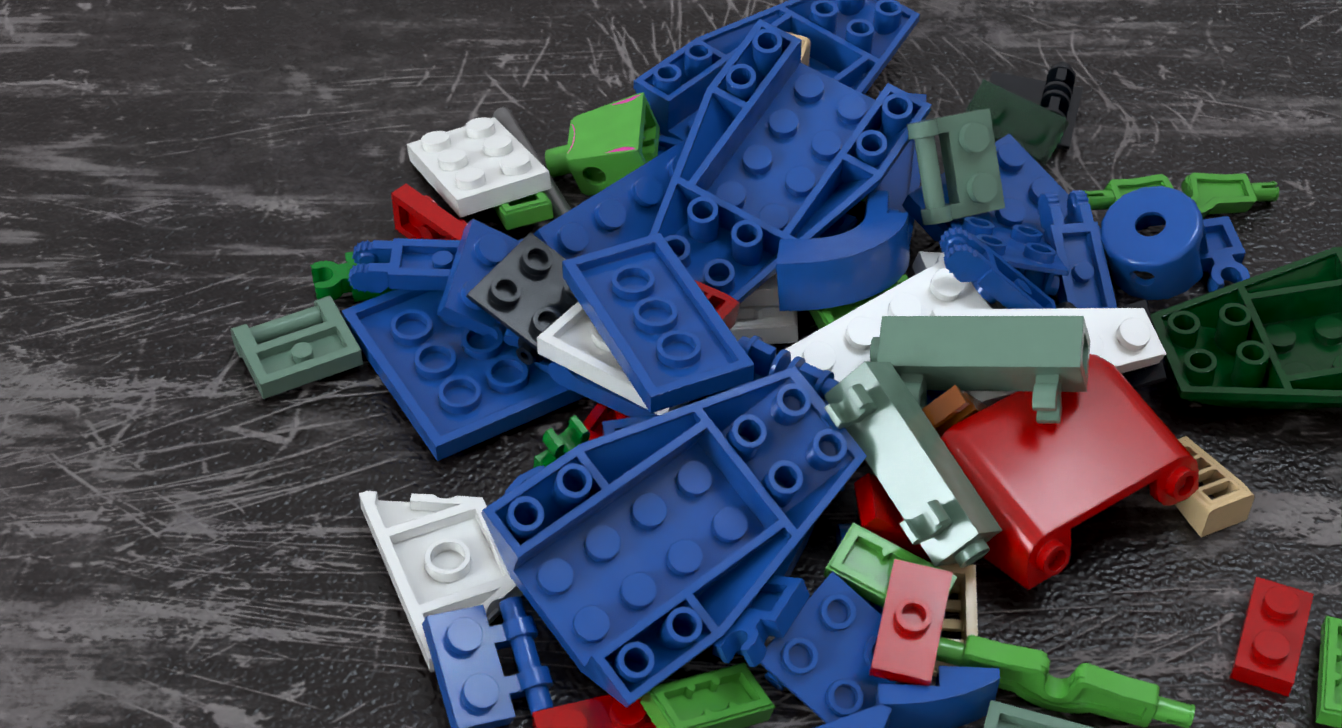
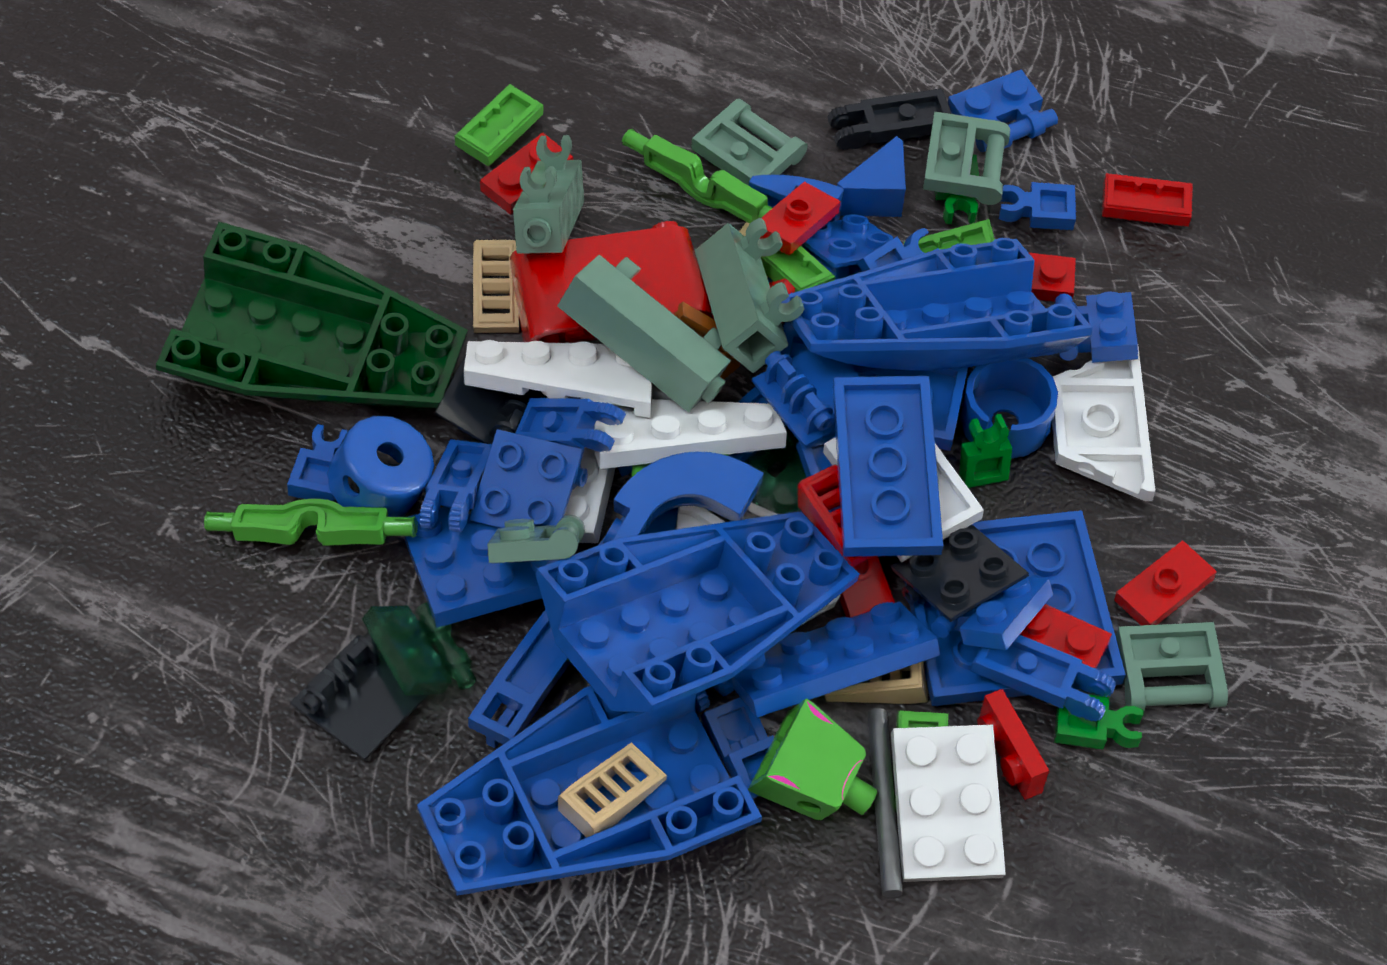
camera: 160 degrees left, 10 degrees up
(322, 426) = (1165, 585): none -> red plate
(410, 311) = (1068, 635): none -> red plate
(1199, 515) = (549, 200): none -> sand green brick

